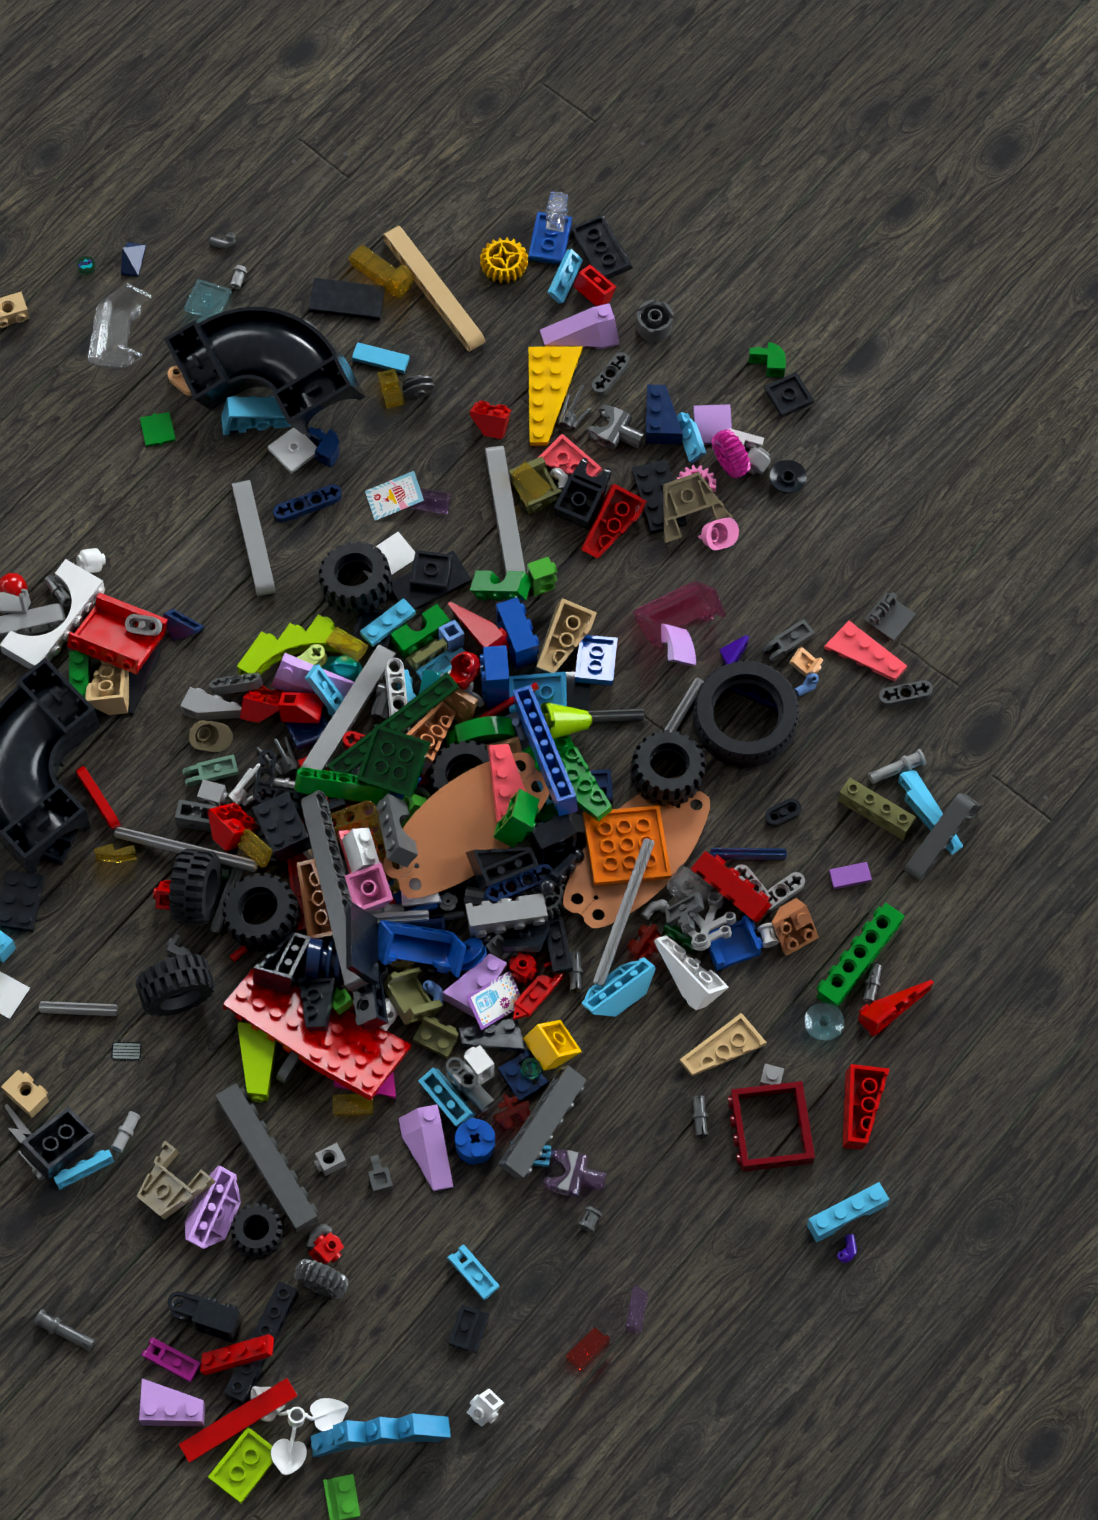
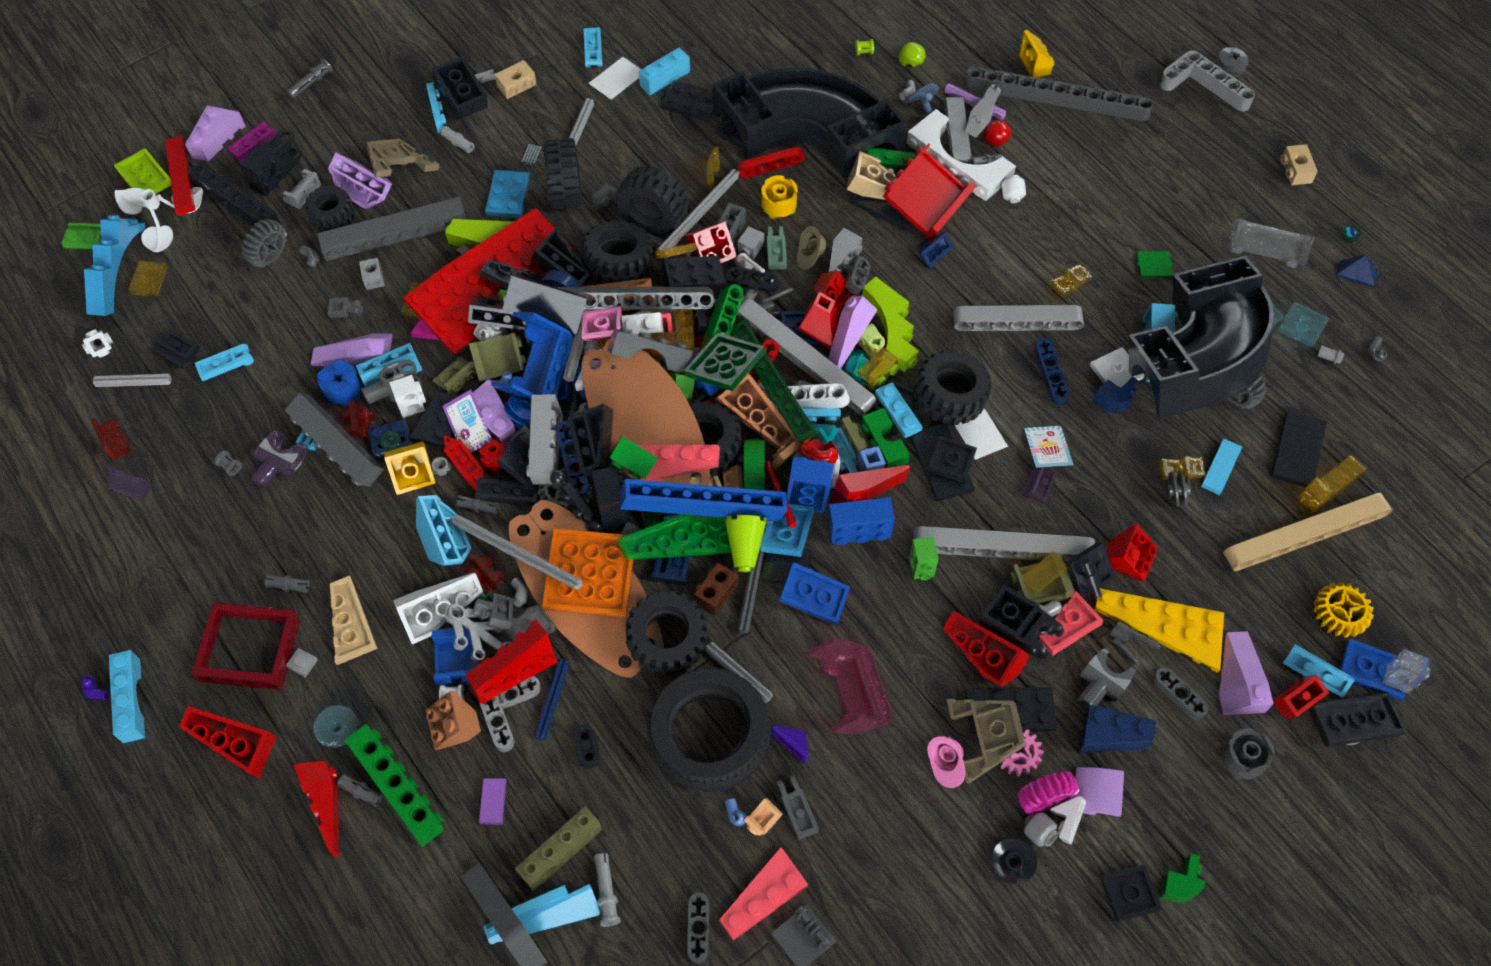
camera: 105 degrees right, 5 degrees down
(145, 625) = (933, 211): light grey plate -> none
(151, 767) = (779, 196): none -> yellow brick
(190, 1057) = (507, 194): none -> dark azure plate
(195, 499) = (1071, 281): none -> clear yellow slope
(229, 1278) = (302, 190): none -> light grey hinge
(237, 1354) = (223, 173): red plate -> none
(324, 689) = (832, 334): medium azure plate -> none
(326, 1249) = (291, 254): red brick -> none
(384, 1400) = (147, 278): none -> clear yellow plate
(488, 586) = (915, 515): green arch -> none
(515, 1360) = (132, 380): none -> light grey axle
(520, 448) = (1091, 570): none -> black plate
(542, 1014) = (438, 462): none -> light grey plate
(566, 630) = (853, 570): tan wedge -> none
(612, 737) = (720, 590): none -> copper brick
(679, 645) = (811, 678): lavender slope -> none
(691, 437) = (1083, 760): medium azure hinge -> none

